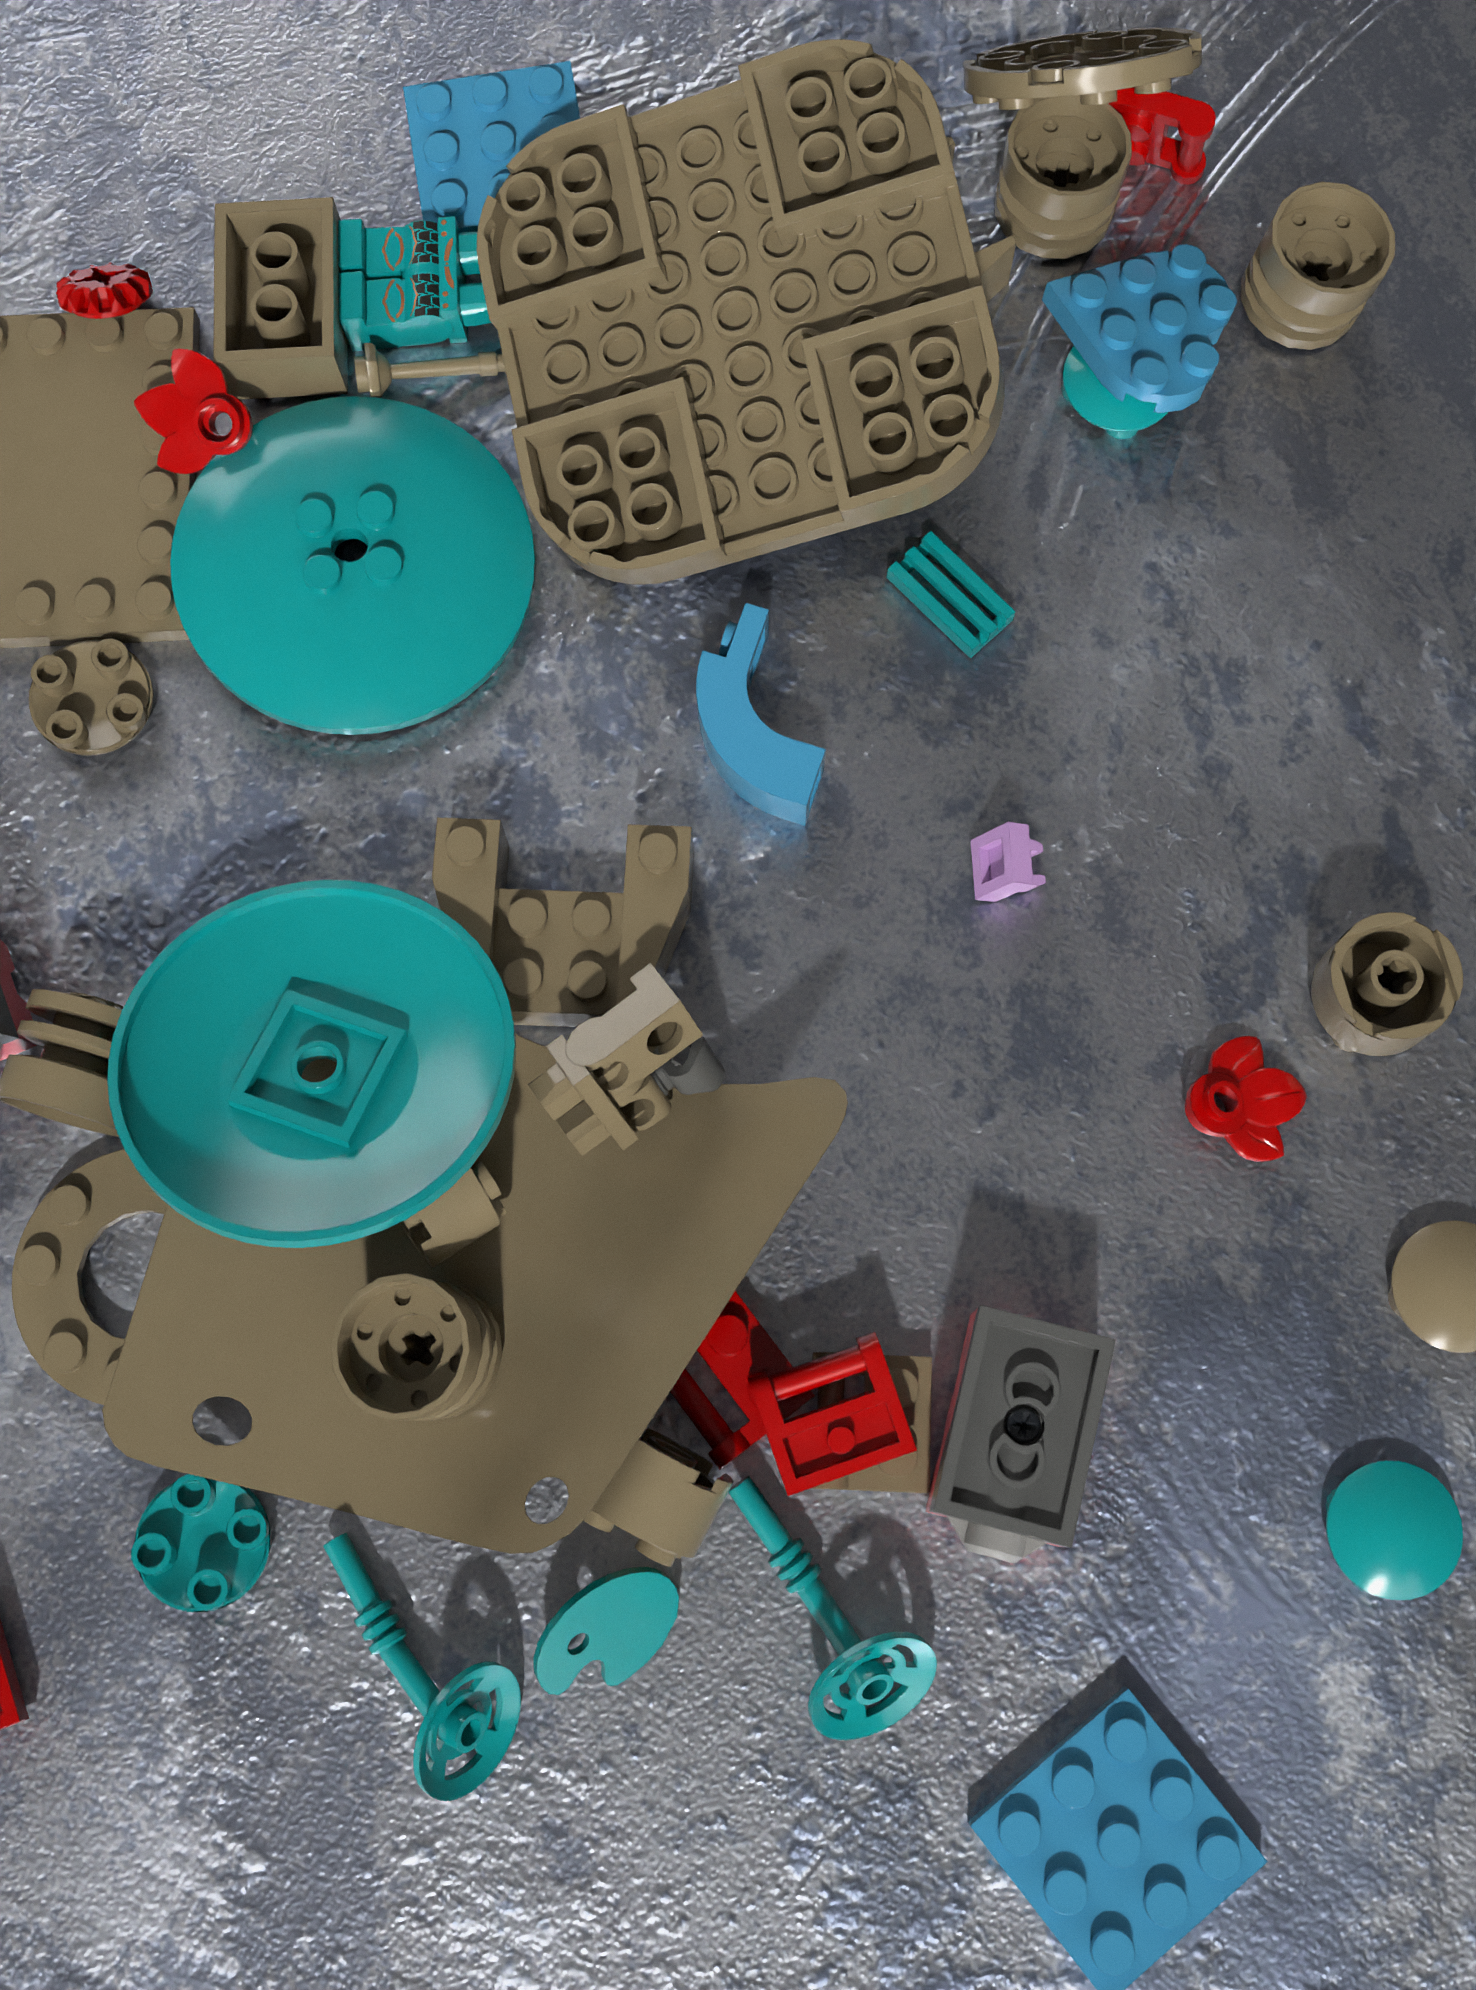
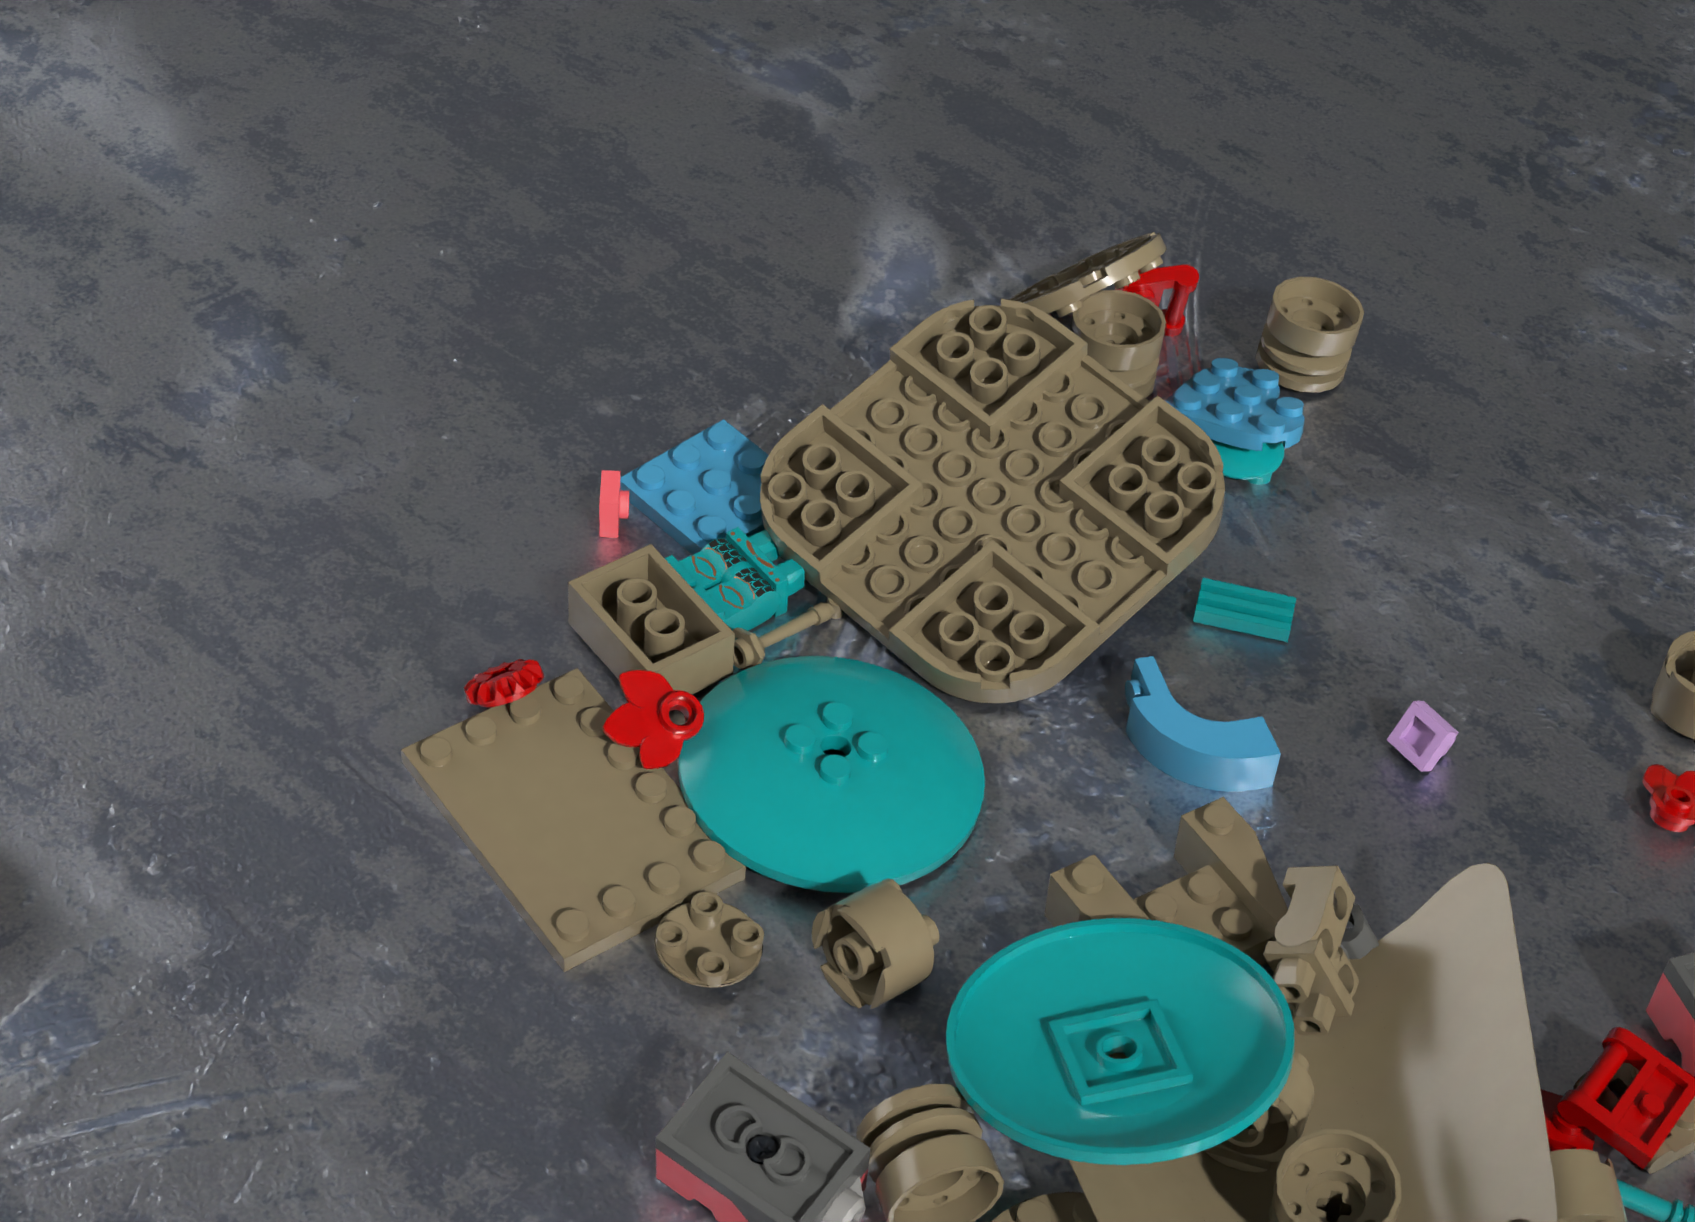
camera: 40 degrees left, 30 degrees down
(214, 796) = (875, 944): none -> dark tan brick
(367, 116) = (612, 504): none -> coral plate

